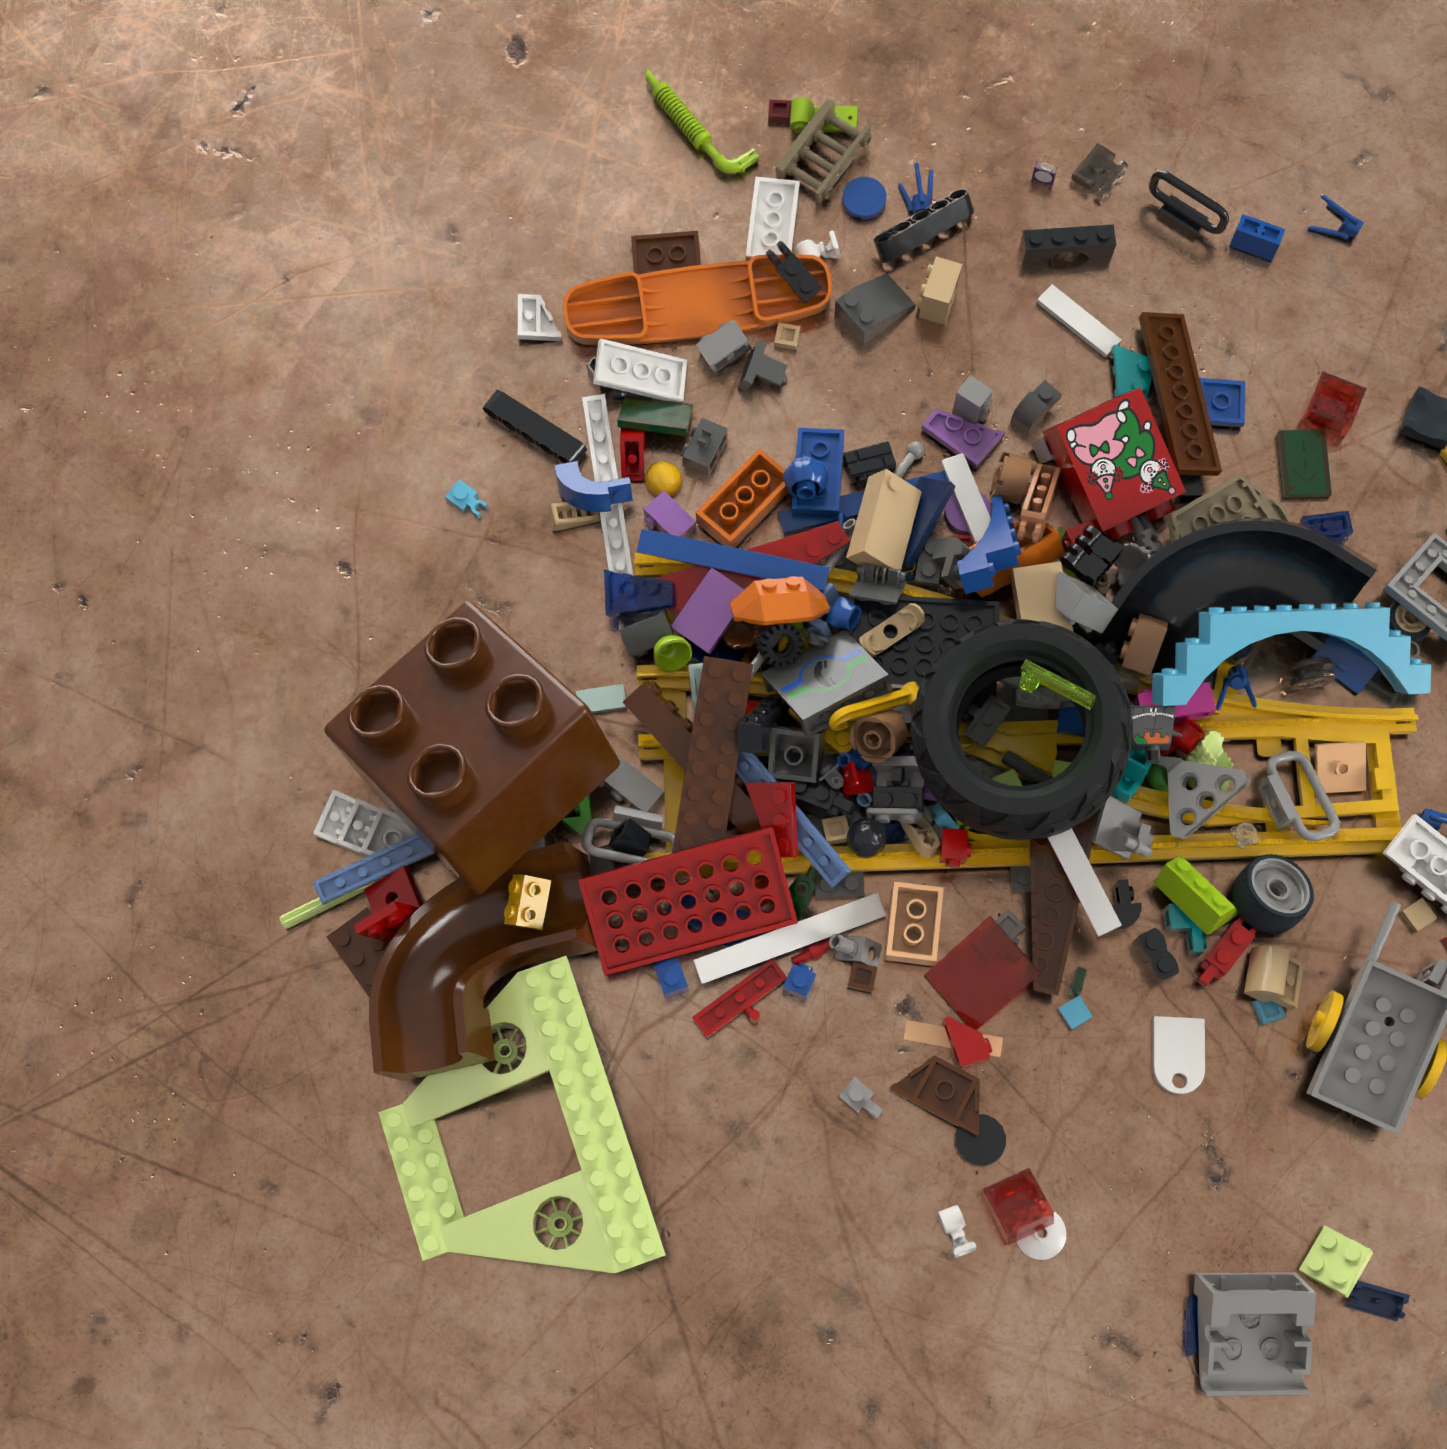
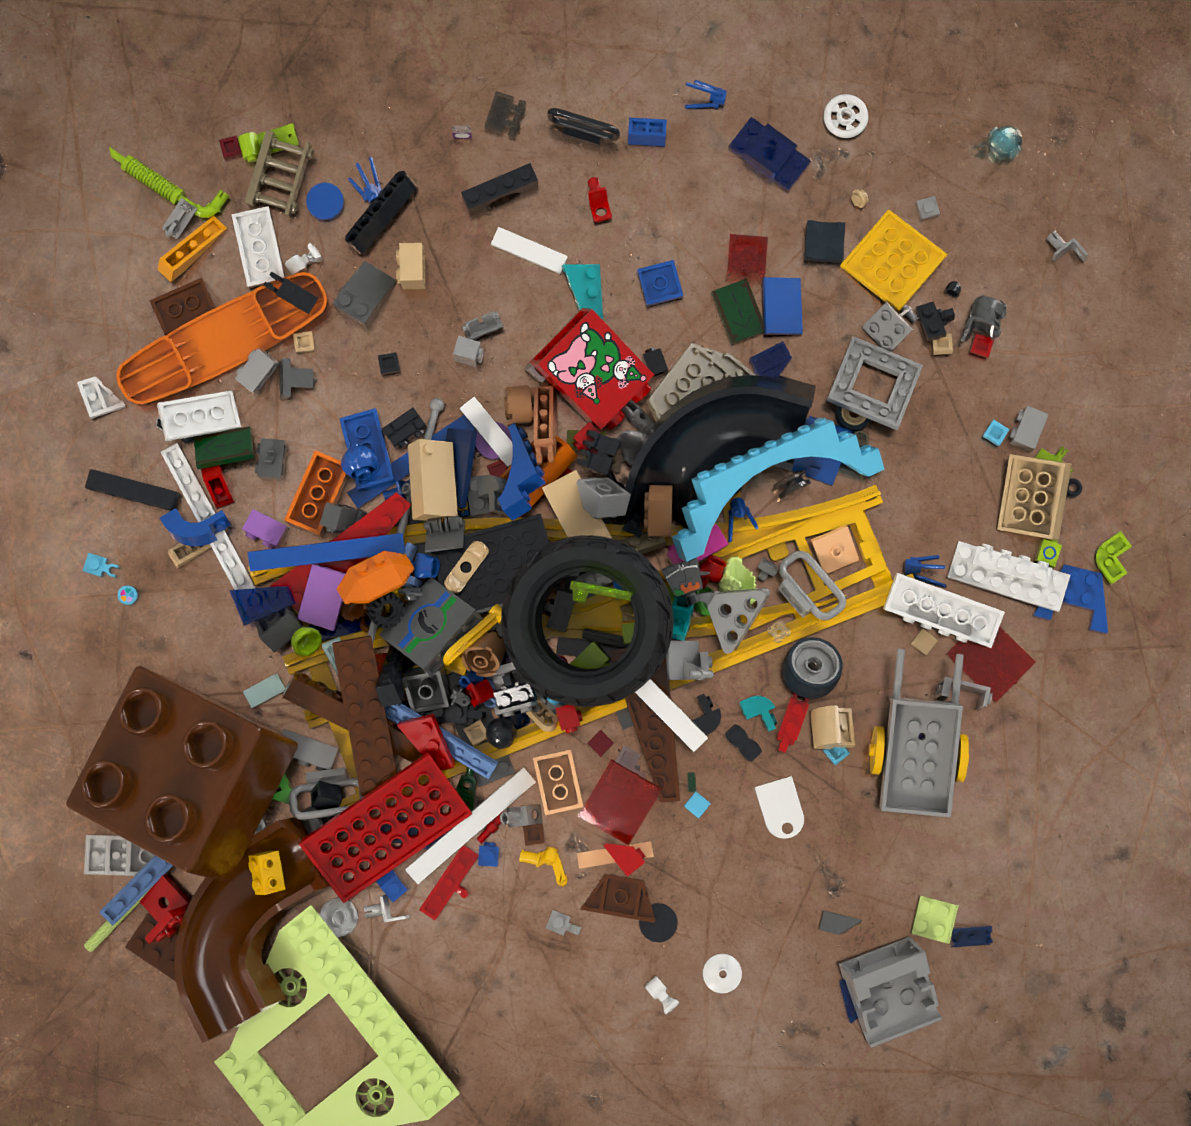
camera: 25 degrees left, 10 degrees up
(485, 540) = (127, 595): none -> medium azure tile
(596, 991) = (339, 916): none -> white tile
(648, 1002) = (382, 909): none -> white bracket
(663, 477) = (248, 496): yellow piece -> none
(691, 199) = (190, 249): none -> light orange slope
(696, 163) = (179, 219): none -> light grey hinge
(759, 528) = (340, 517): none -> dark grey hinge
(870, 1010) = (548, 857): none -> yellow pin
(876, 388) = (389, 363): none -> black plate
(962, 436) = (470, 381): medium lavender wing -> none
(979, 897) = (600, 743): none -> dark red tile
(1007, 382) = (490, 323): none -> light grey hinge
(1018, 1206) = (699, 962): clear red container -> none
(1033, 407) = (517, 338): dark grey brick -> none
(1177, 290) = (598, 199): none -> red bracket
(1180, 394) = (625, 289): reddish brown plate -> none
(1195, 895) = (756, 688): lime slope -> none
(1207, 1221) = (837, 923): none -> dark grey slope
(1249, 761) = (767, 568): none -> light grey tile
(1358, 473) = (782, 306): none -> blue tile
(1394, 304) = (770, 153): none -> clear blue brick

